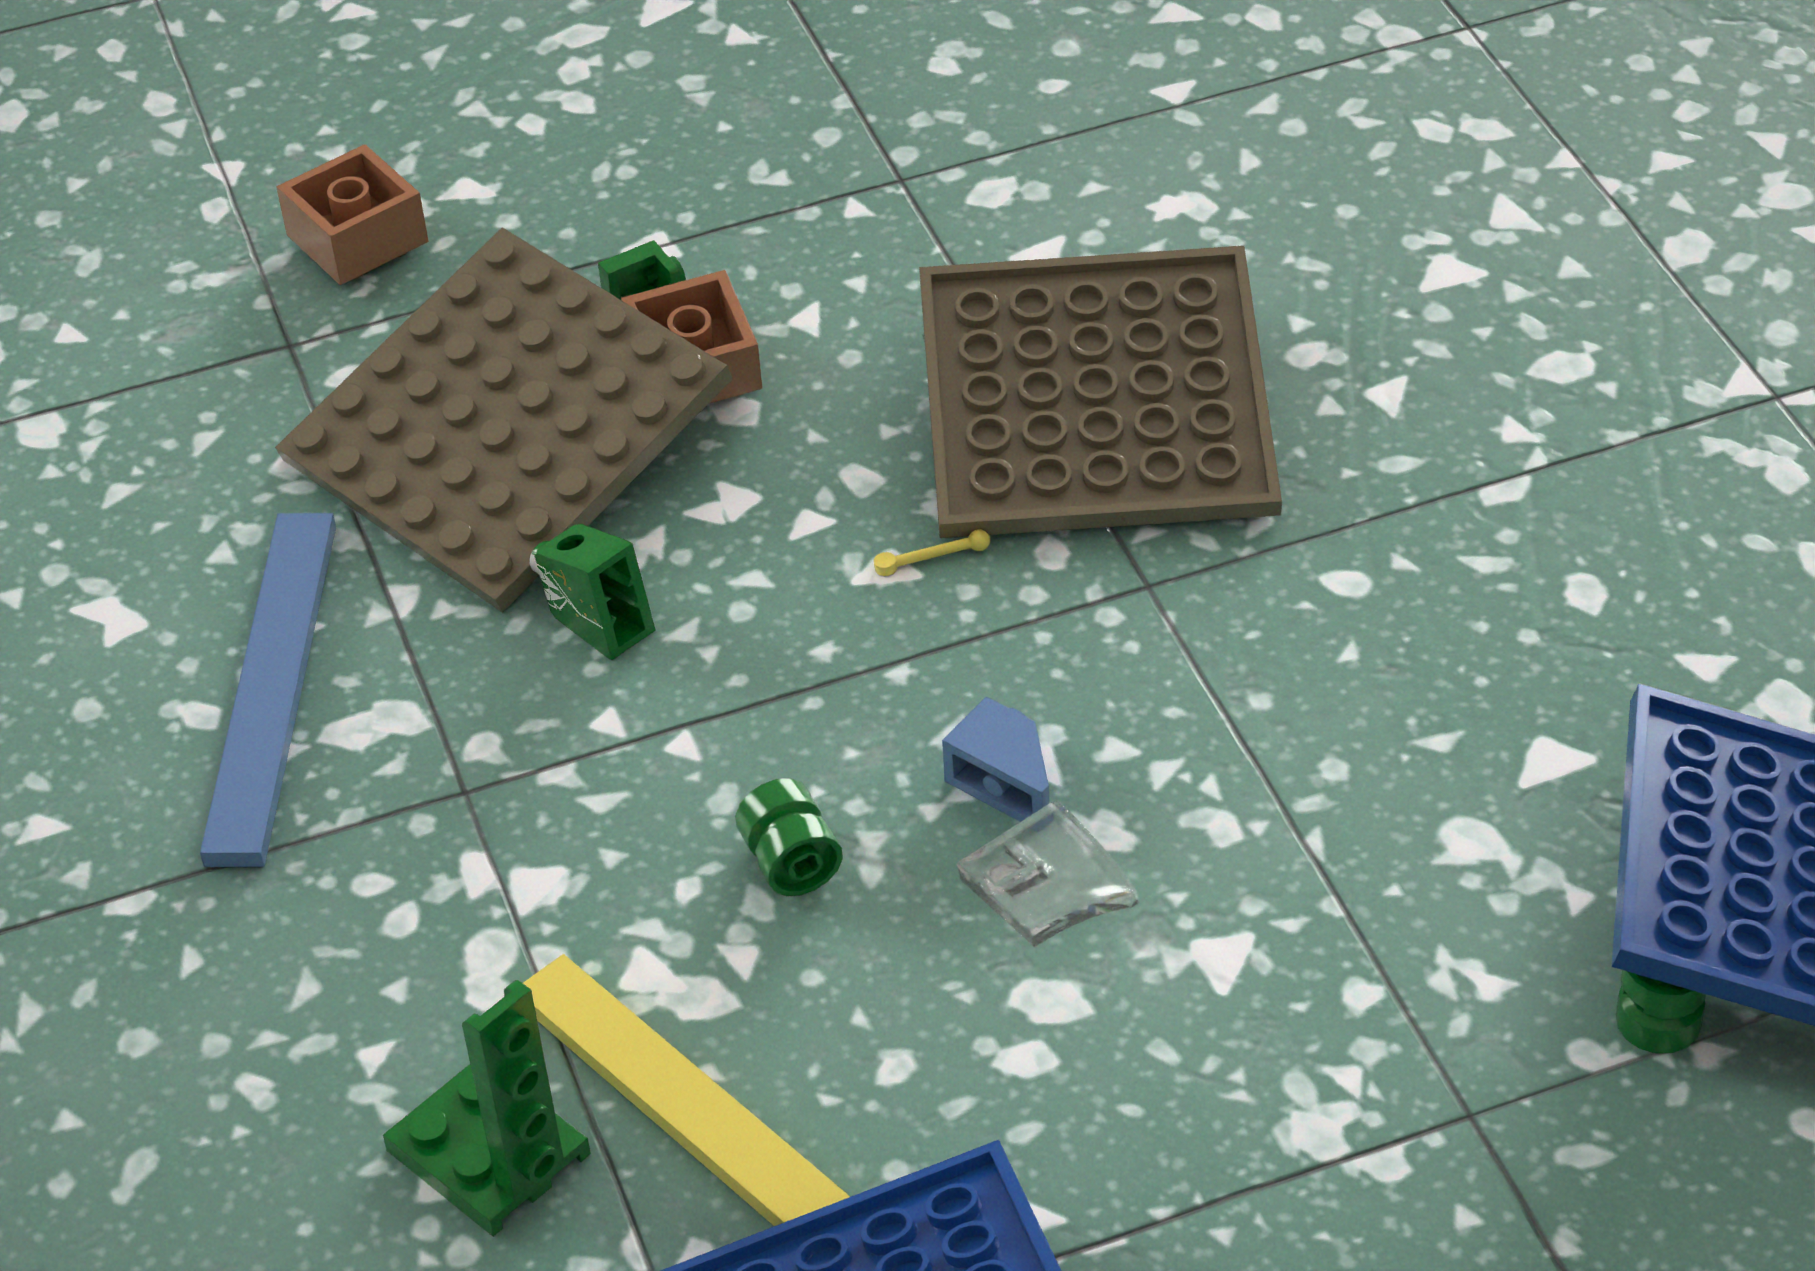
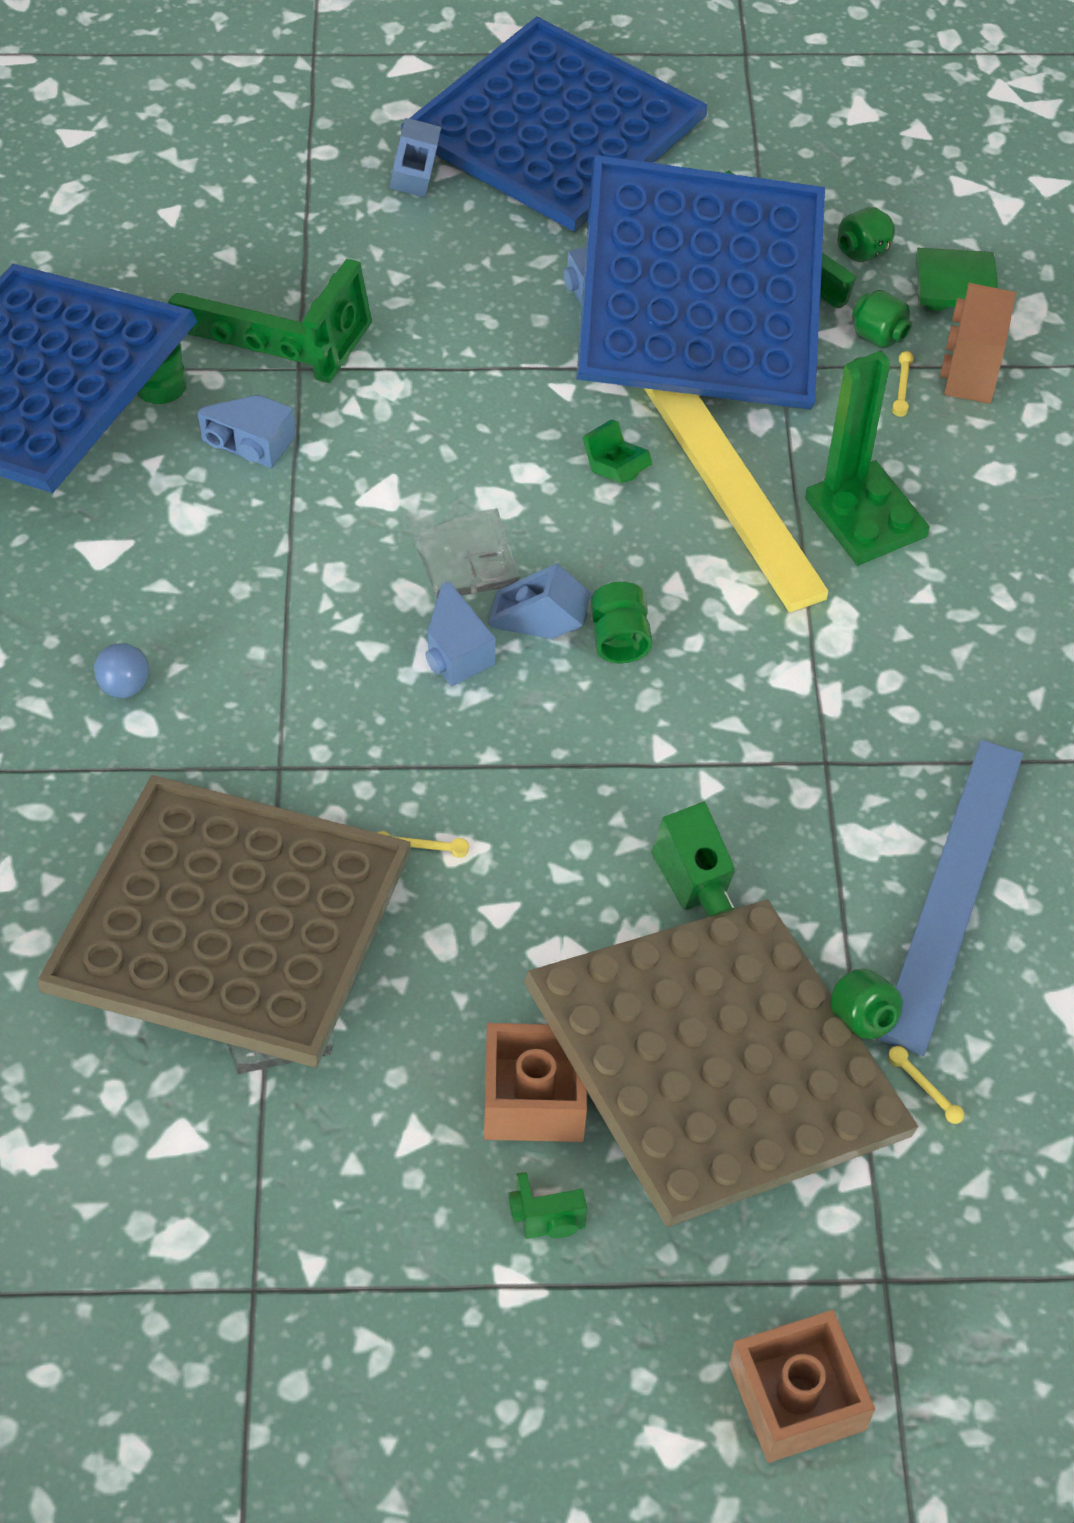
camera: 165 degrees left, 10 degrees up
(239, 479) = (899, 1058): none -> light yellow hinge
(352, 515) = (864, 1001): none -> green head
(894, 1087) = (612, 455): none -> green bracket
(906, 831) = (541, 604): none -> medium blue slope
(1399, 591) = (121, 670): none -> medium blue piece
(1464, 954) = (249, 427): none -> medium blue slope
(1534, 1089) = (321, 339): none -> green bracket

